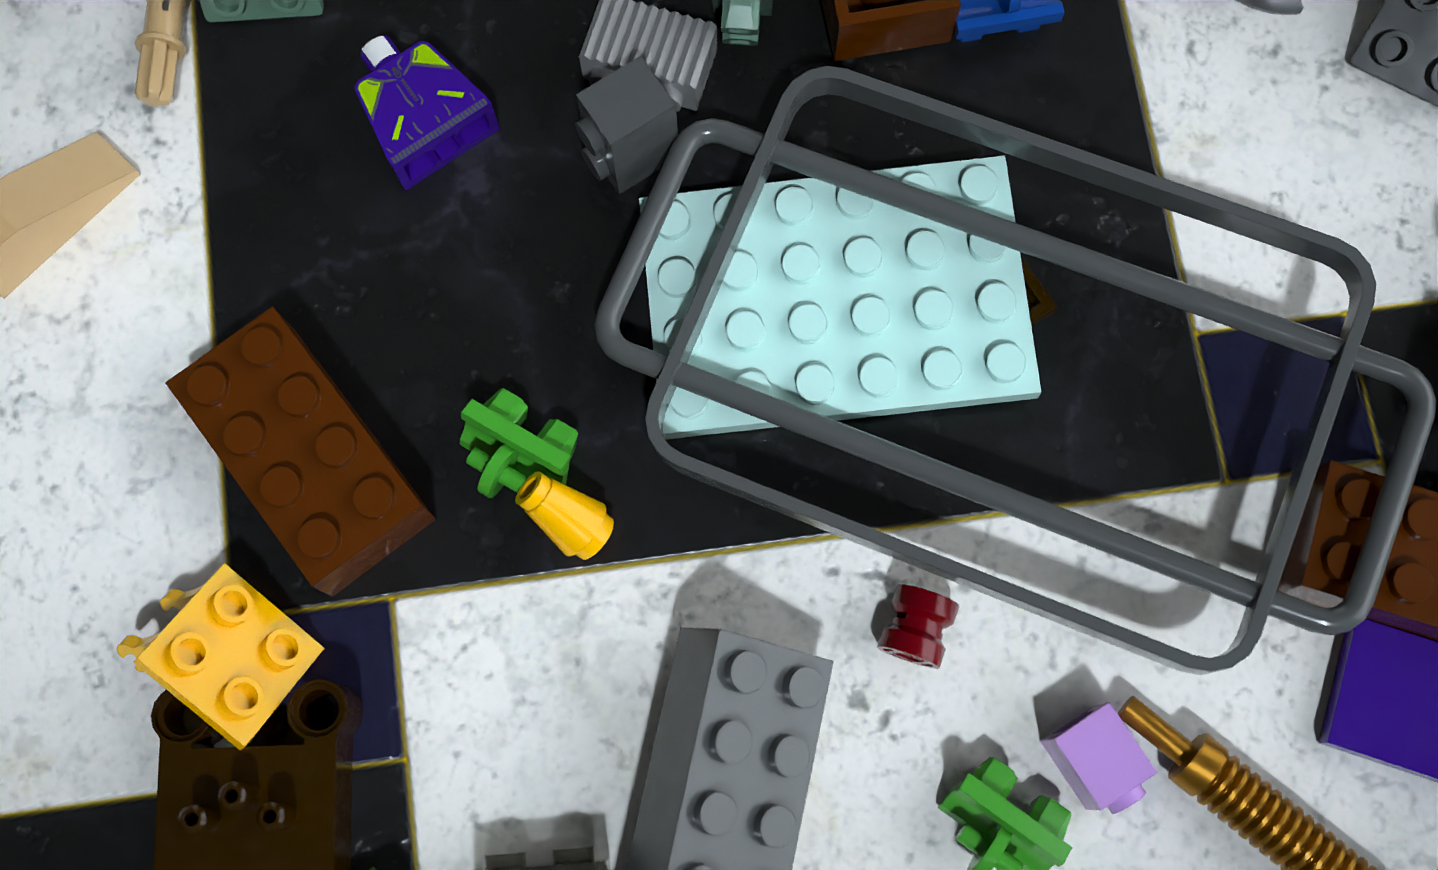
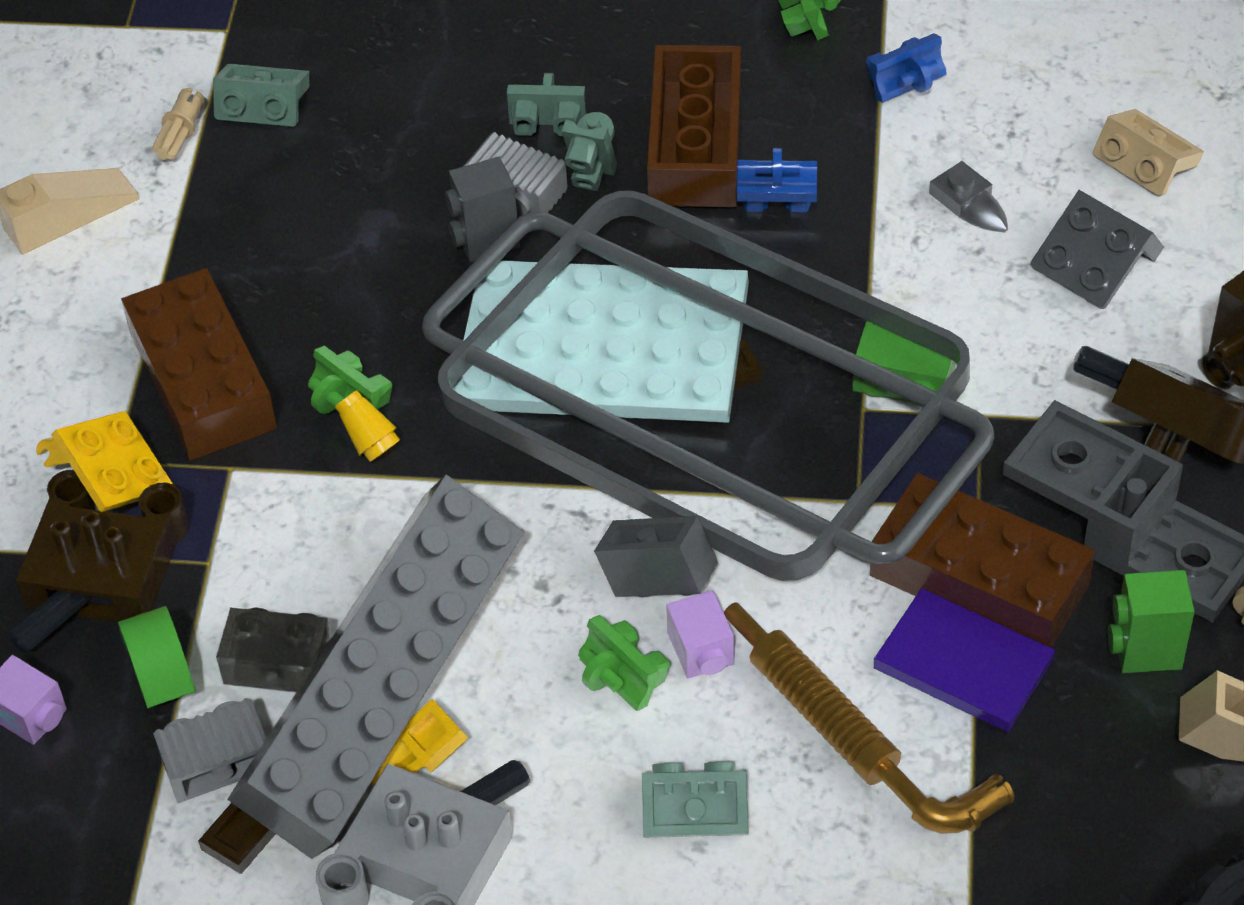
camera: 15 degrees right, 25 degrees down
(421, 108) = (346, 185): dark purple torso -> none
(918, 627) = (584, 539): dark red wheel -> none
(1021, 664) = (656, 556): none -> dark grey brick
(1244, 267) = (900, 357): none -> bright green brick

